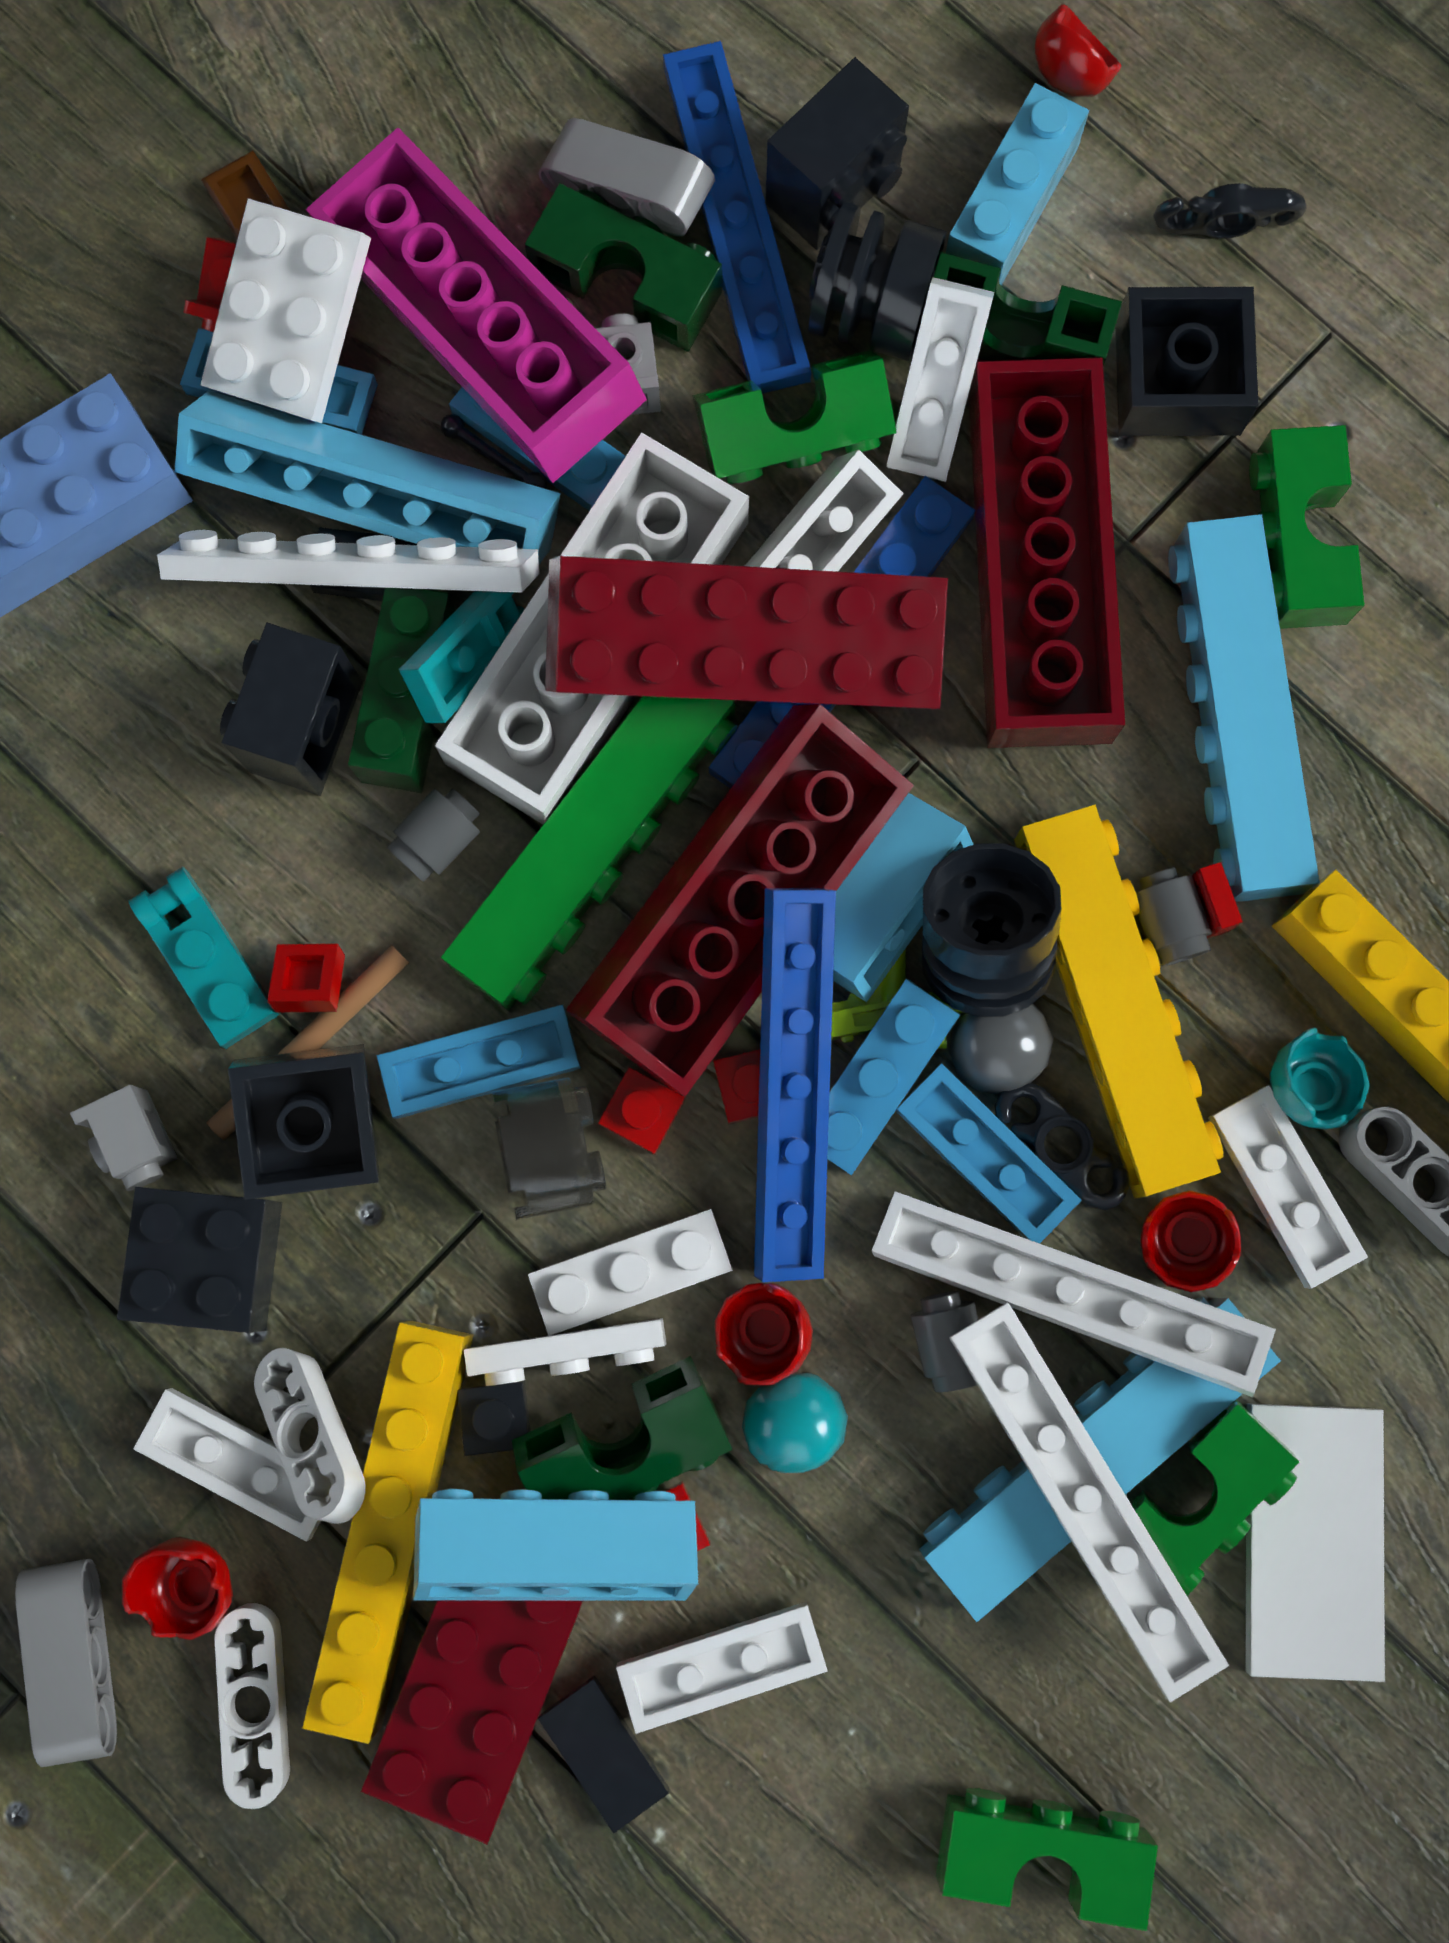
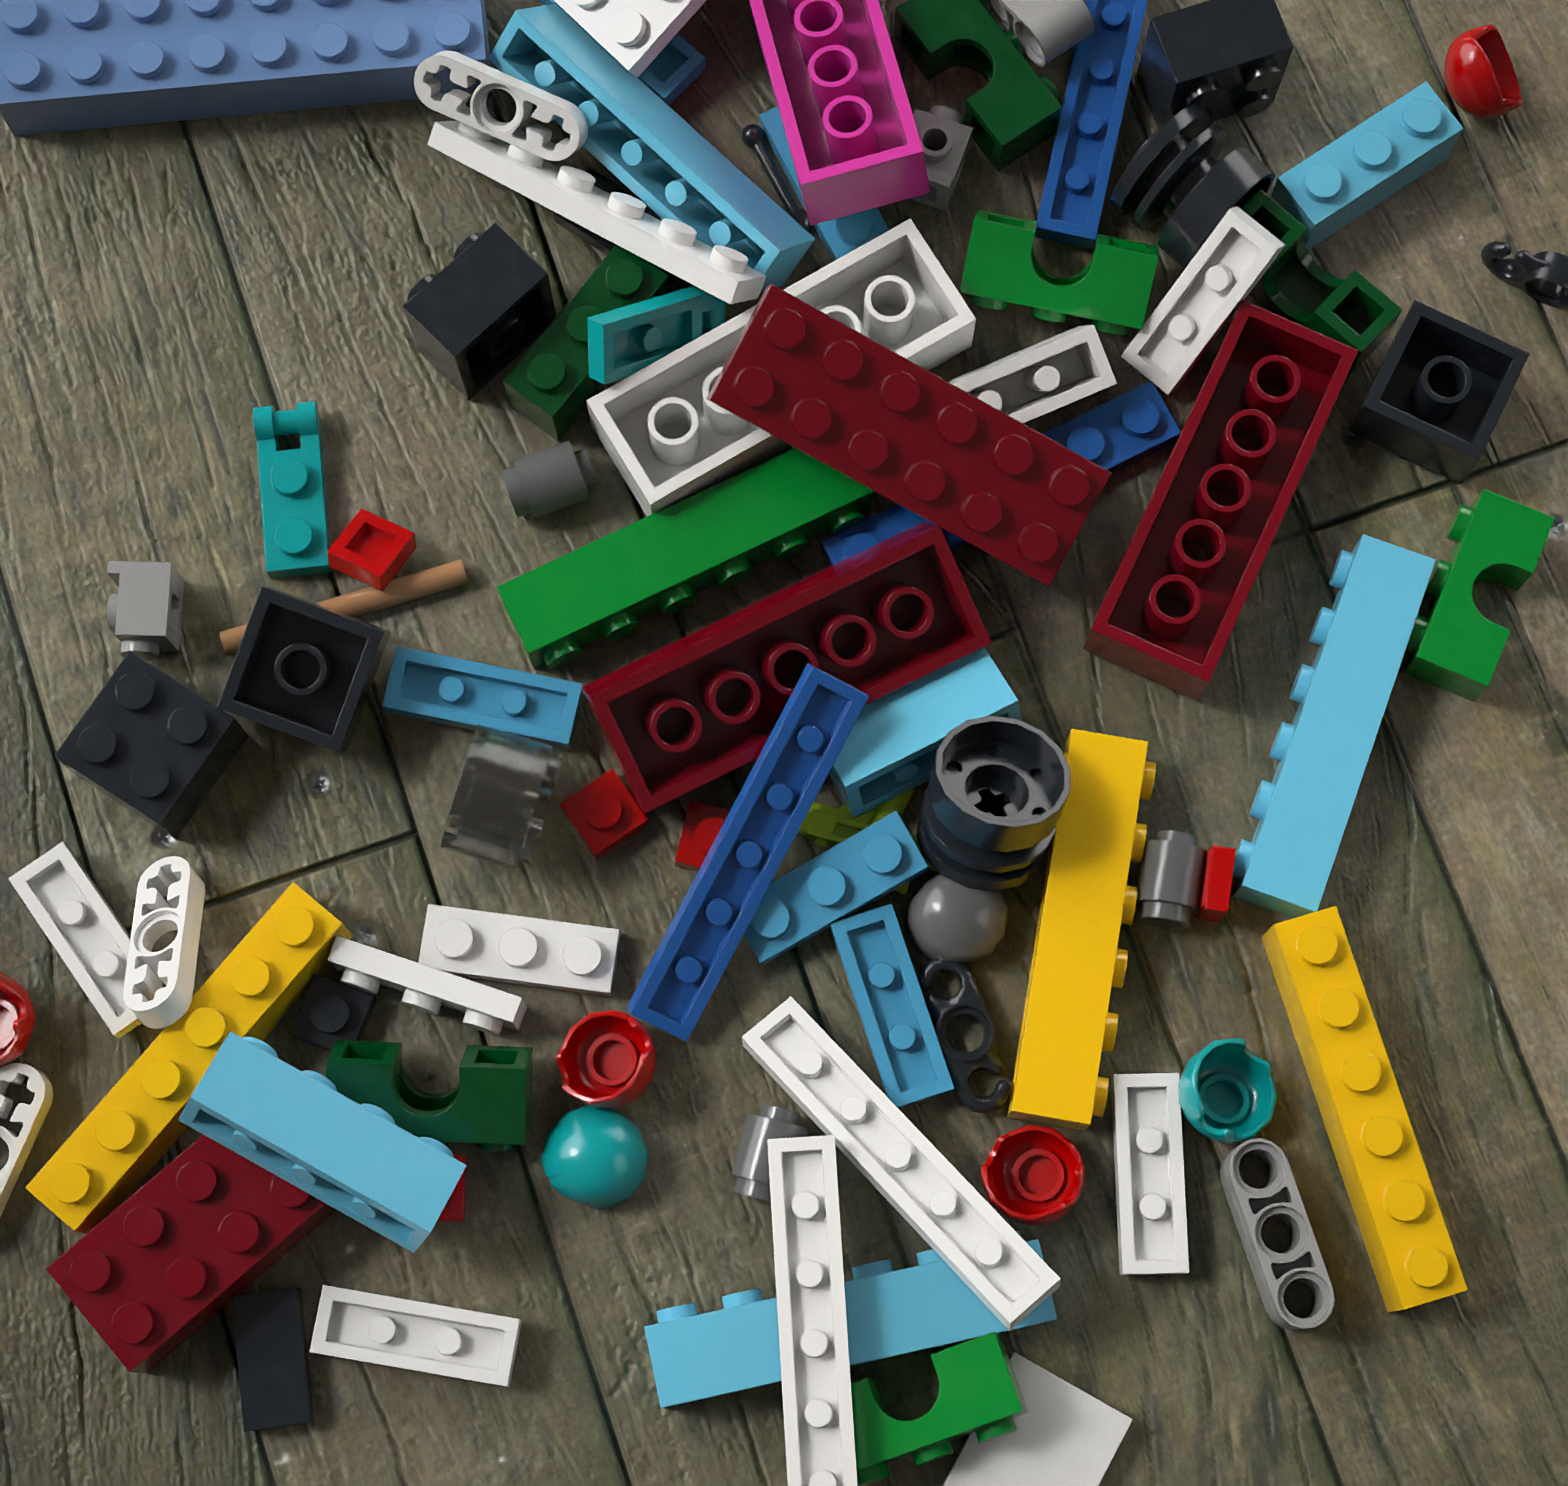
camera: 25 degrees right, 5 degrees down
(166, 531) = (453, 104): none -> white beam

